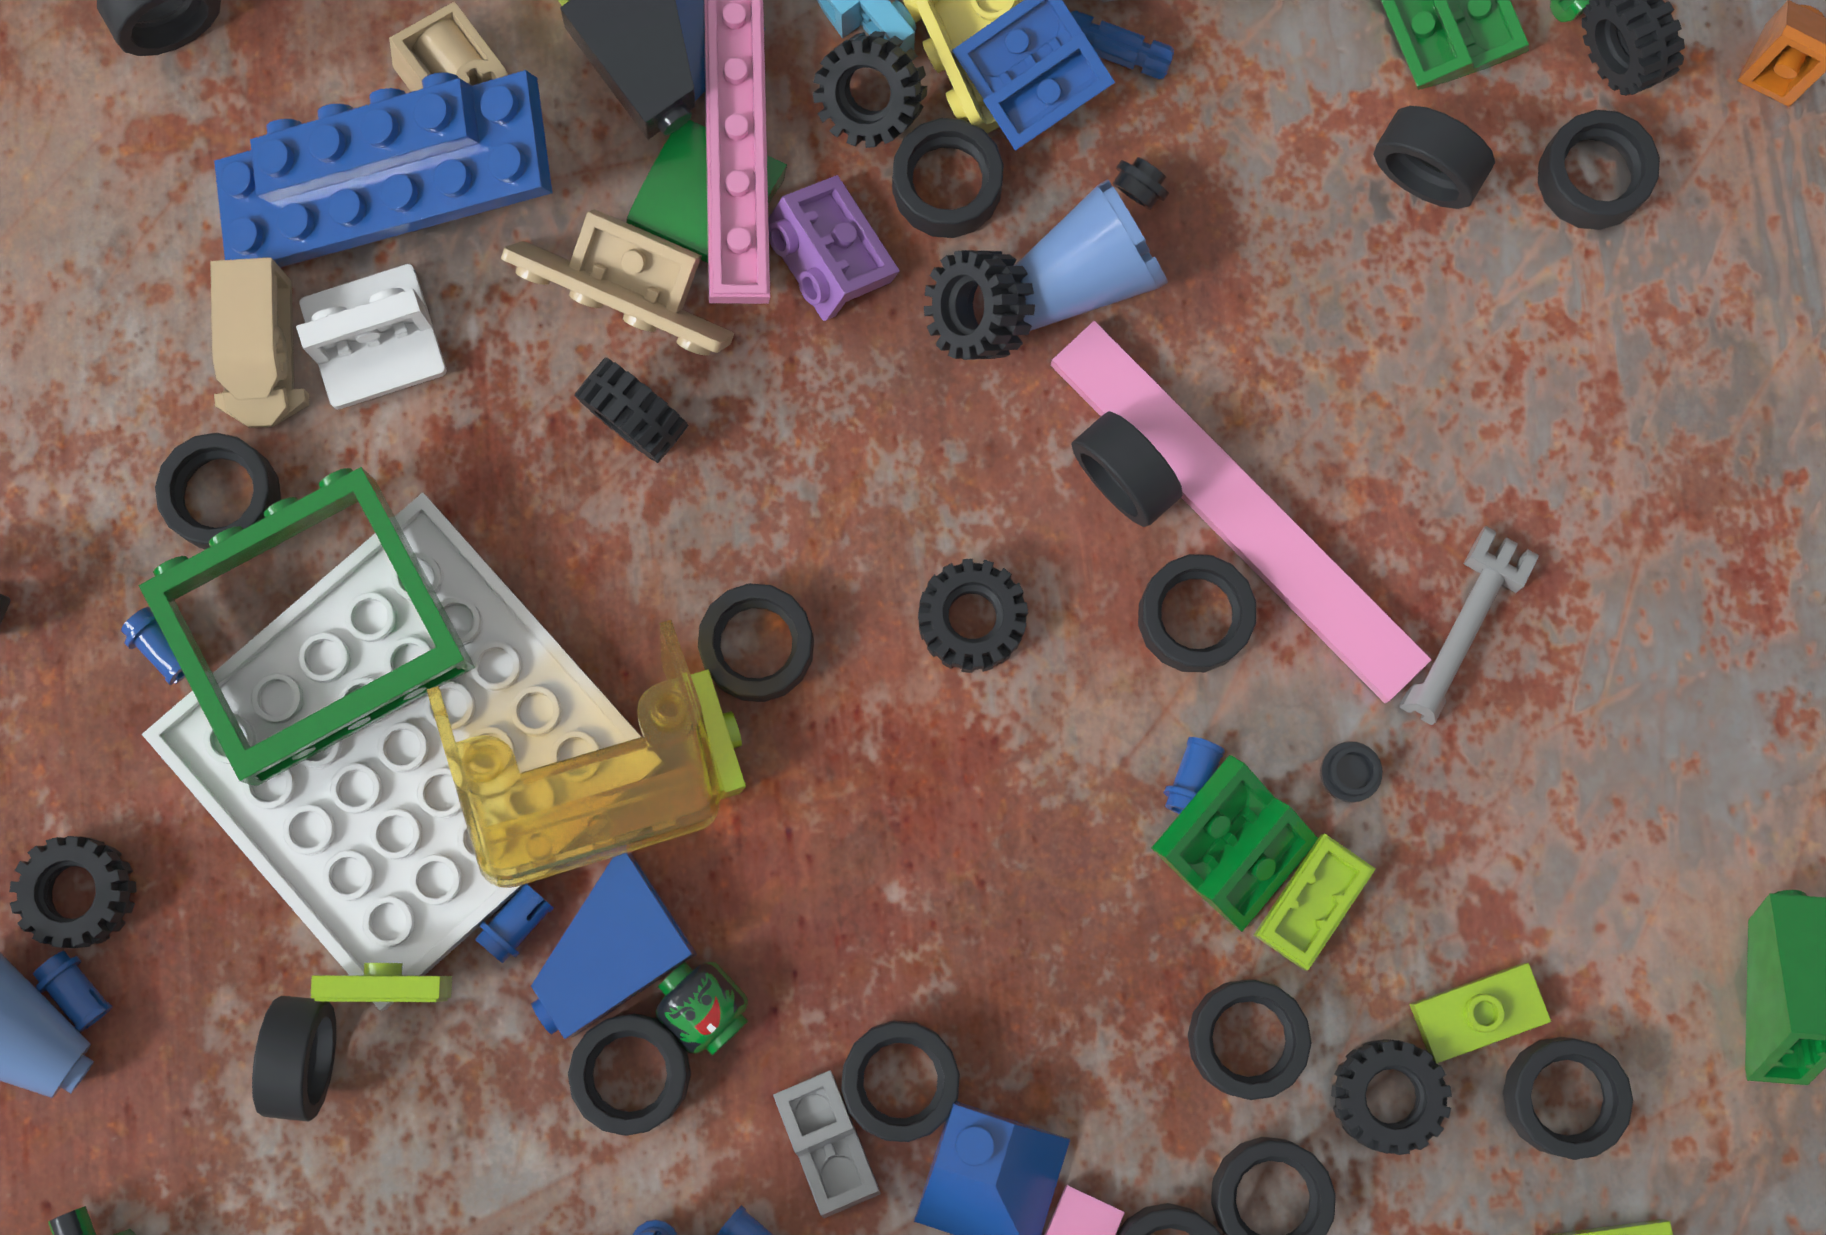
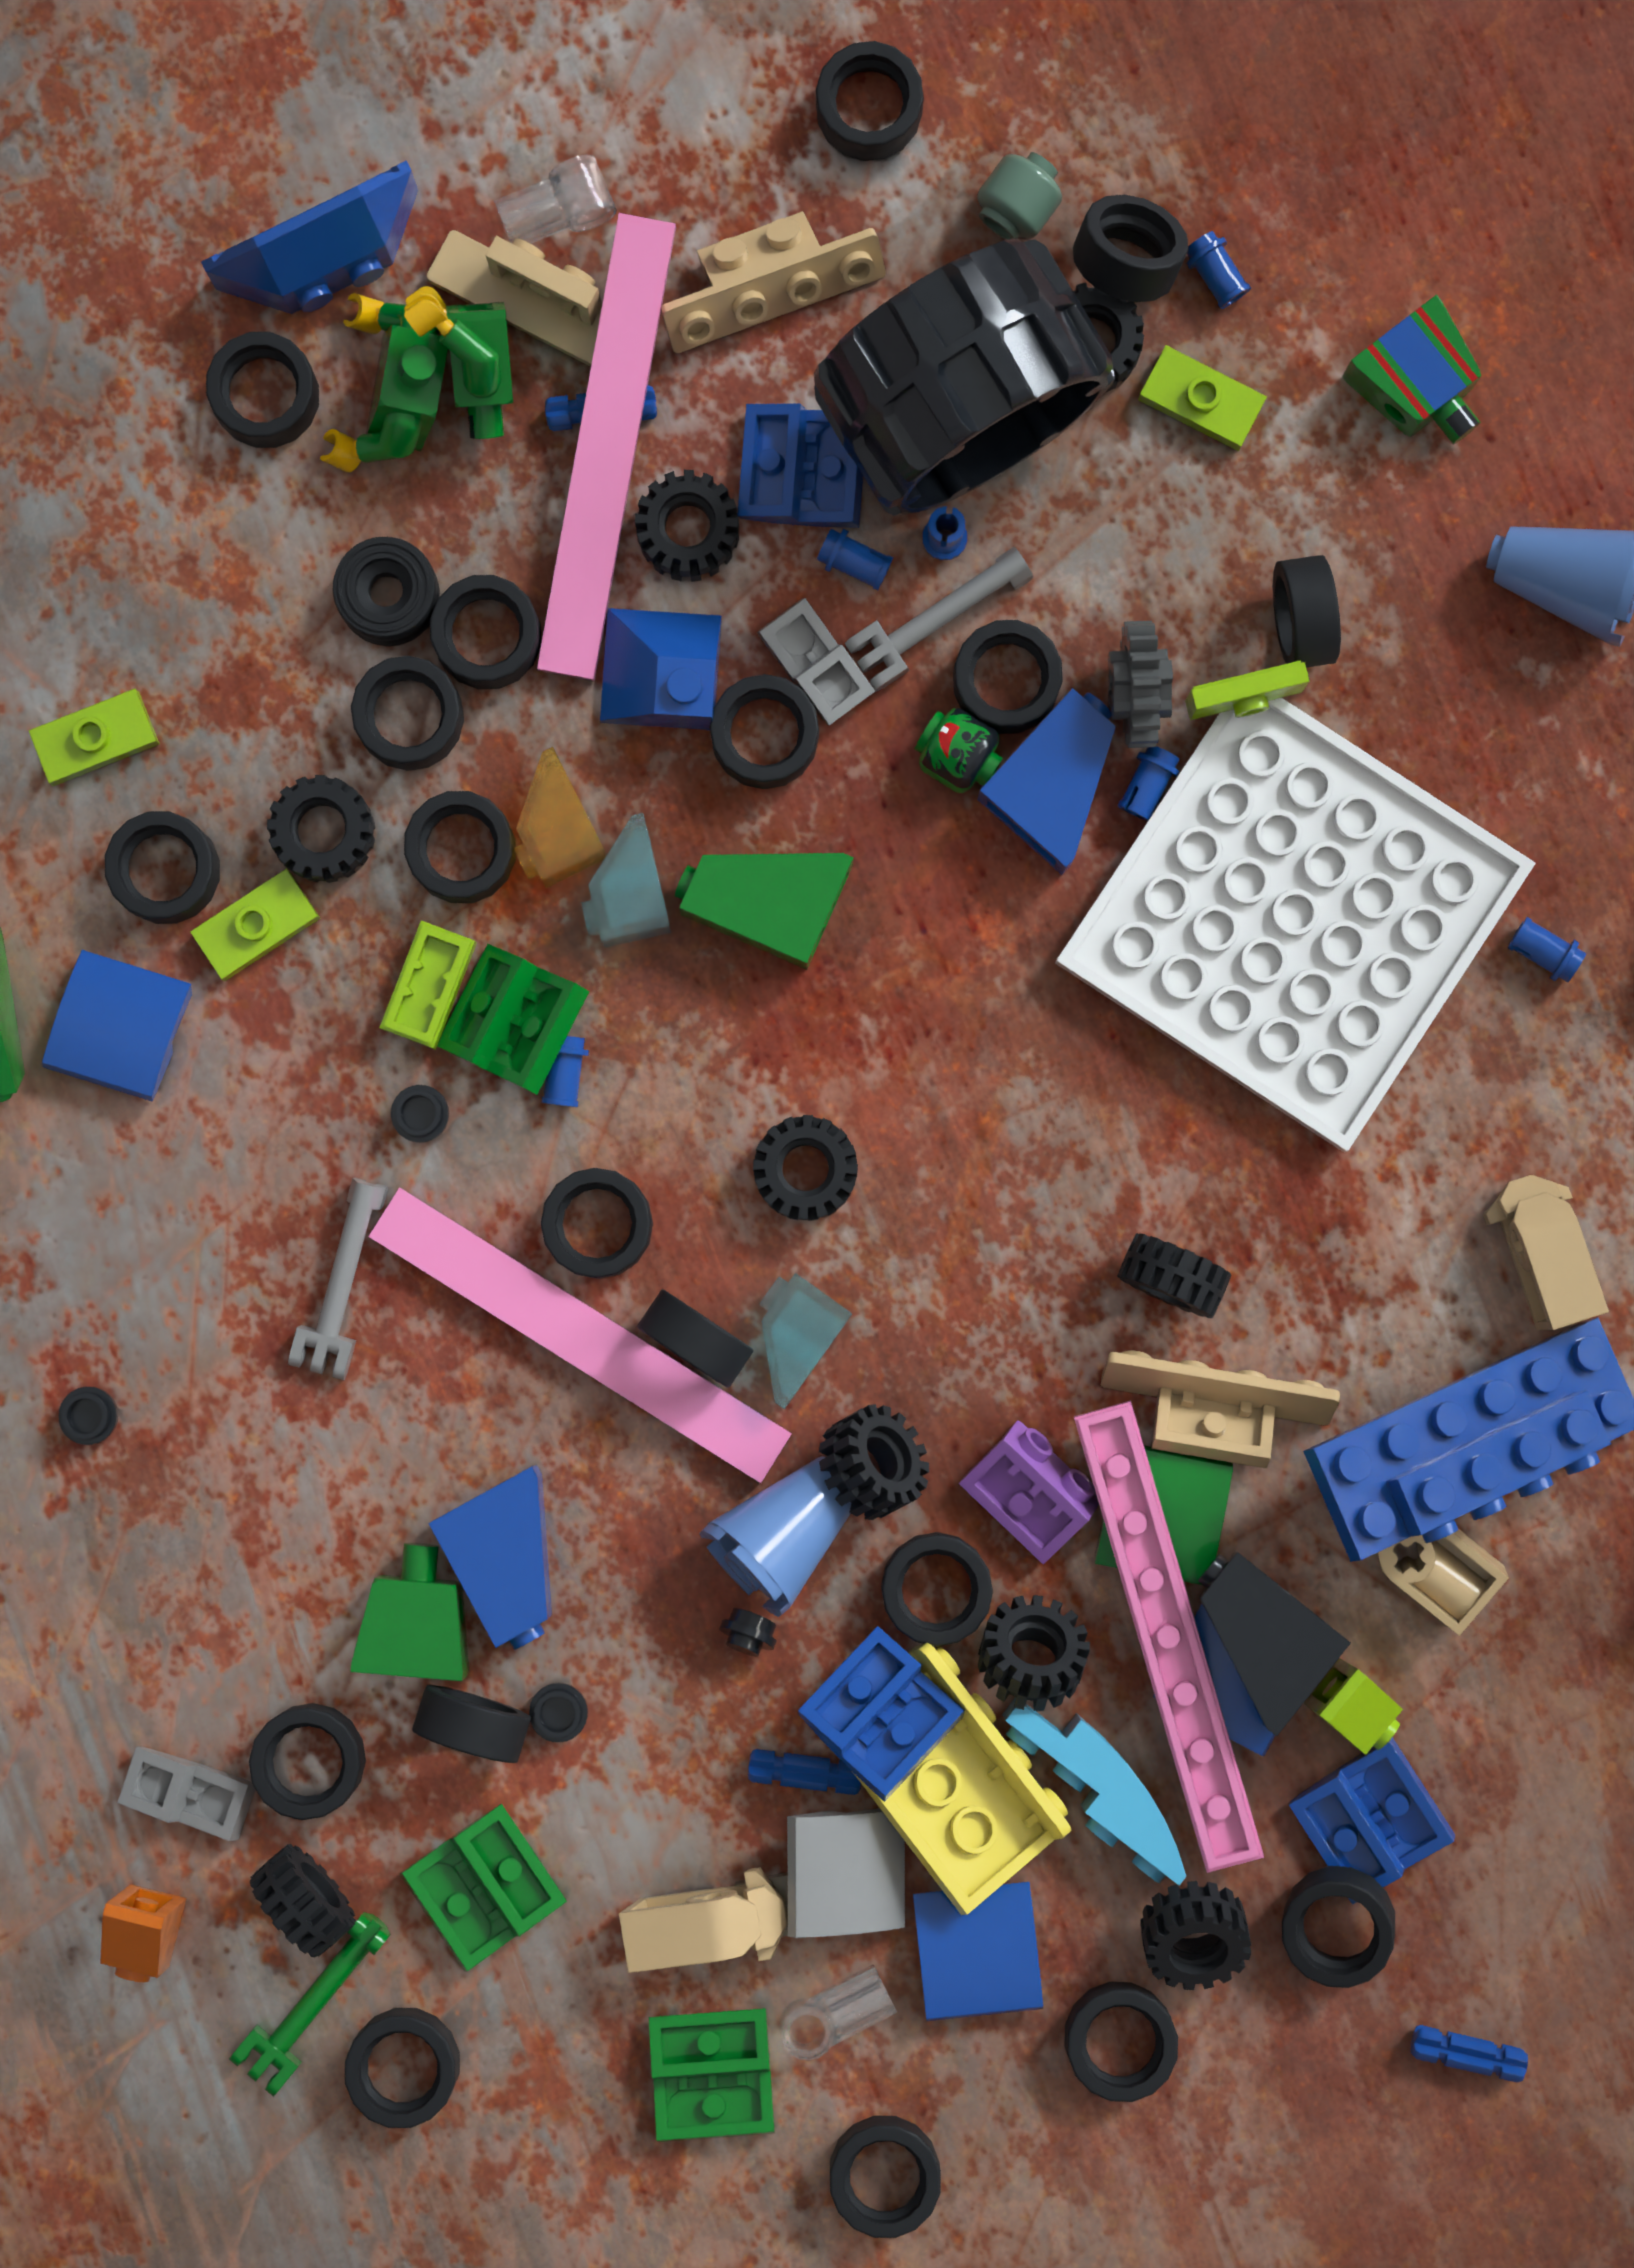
camera: 170 degrees right, 5 degrees up
(36, 886) = (1577, 683): black tyre -> none
(71, 990) = (1525, 623): blue pin -> none
(186, 460) = (1582, 1102): black tyre -> none
(352, 712) = (1464, 1083): green window -> none
(371, 336) = (1442, 1291): white bracket -> none
(492, 1024) = (1140, 684): none -> dark grey gear
(593, 802) = (1102, 894): clear yellow windscreen -> none
(595, 1190) = (1009, 568): none -> light grey hinge
(722, 736) = (1012, 997): lime plate -> none
(742, 599) = (1009, 1049): black tyre -> none
(943, 899) = (766, 898): none -> green slope
(1020, 453) = (797, 1332): none -> clear light blue slope
(1084, 947) = (627, 890): none -> clear light blue slope
(1144, 1036) = (555, 826): none -> clear yellow slope
(1342, 157) = (558, 1712): none -> black plate
(1367, 313) = (502, 1557): none -> blue slope
(1466, 270) = (414, 1622): none -> green torso
(1646, 942) = (116, 1025): none -> blue slope
(1723, 177) = (187, 1793): none -> light grey slope
(1749, 554) = (88, 1415): none -> black plate

